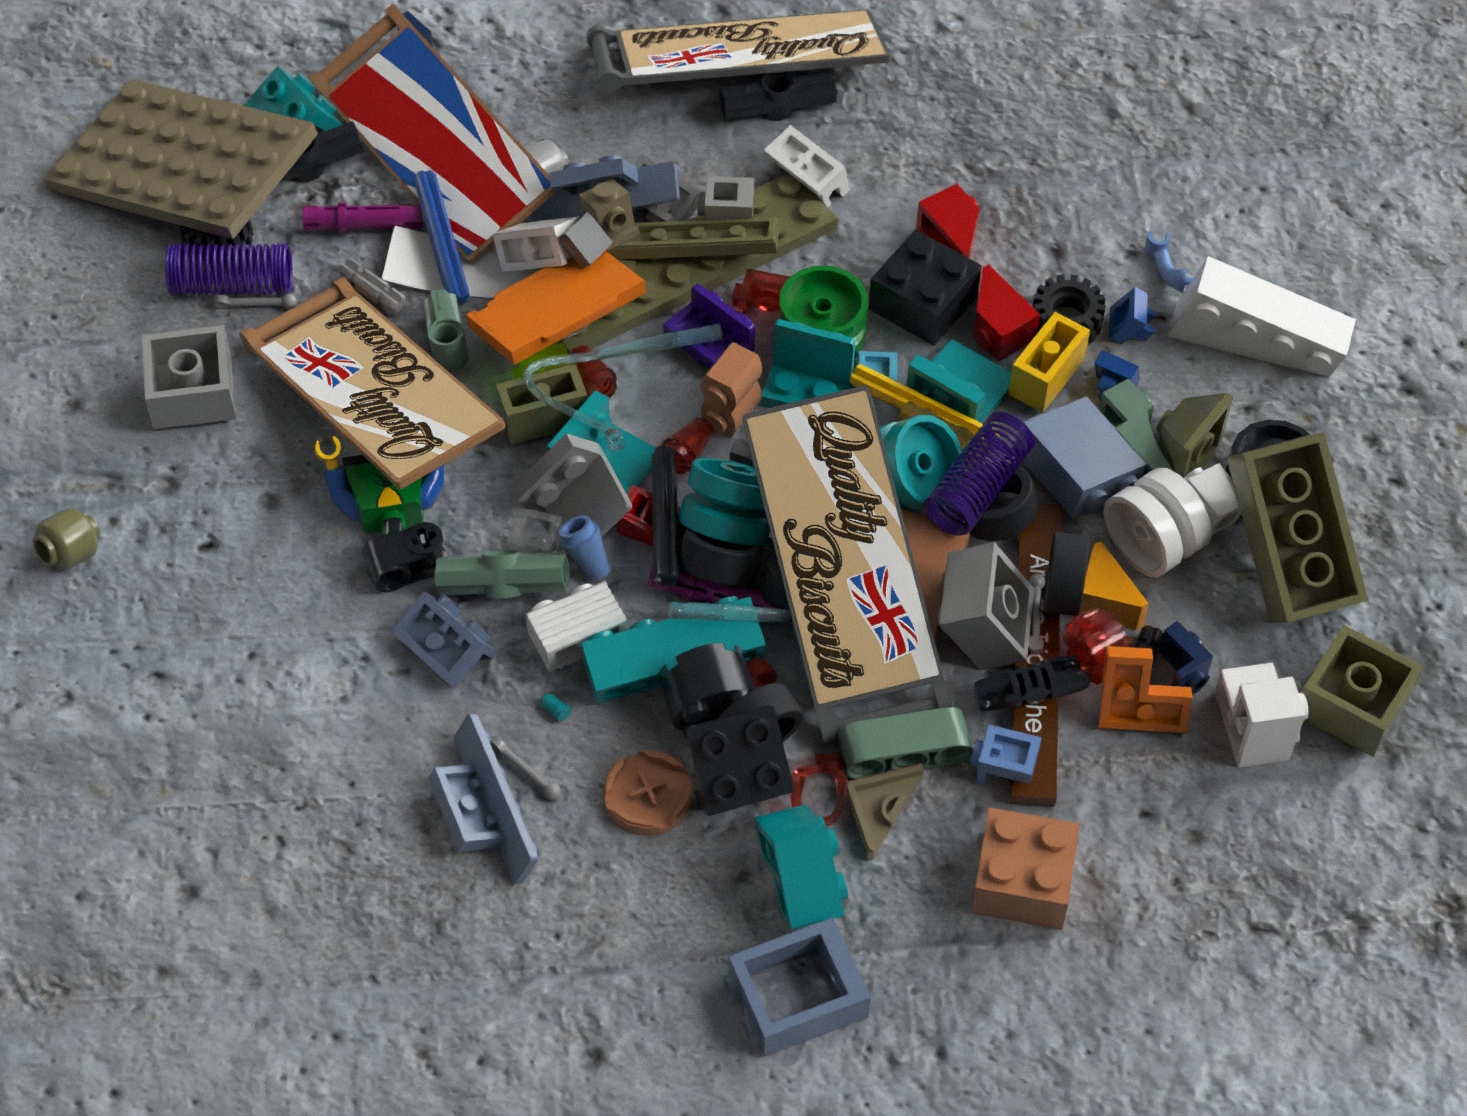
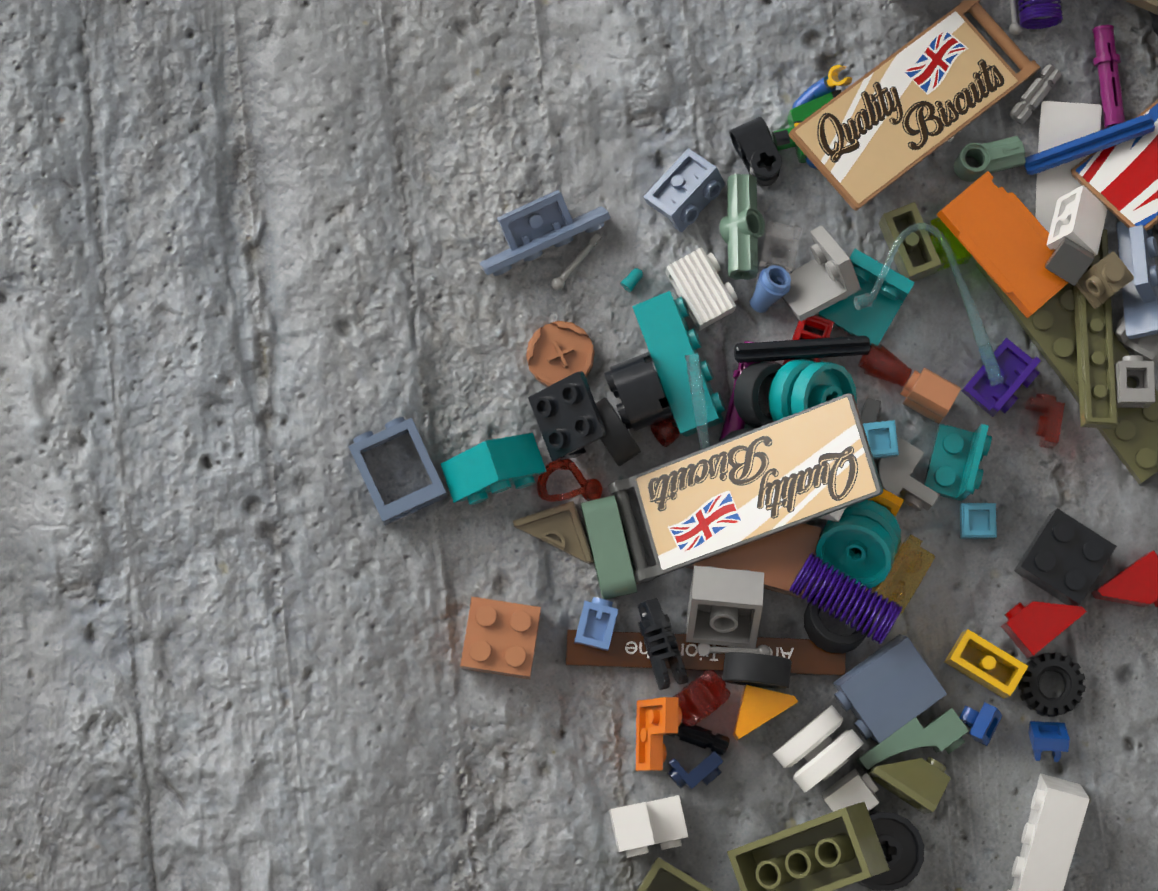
camera: 85 degrees right, 25 degrees up
(596, 375) = (943, 284): clear red cone -> none
(826, 301) = (1037, 459): green wheel -> none
(899, 394) = (932, 556): yellow axle -> none
(960, 380) = (966, 591): teal bracket -> none
(1159, 251) = (1111, 774): medium blue piece -> none

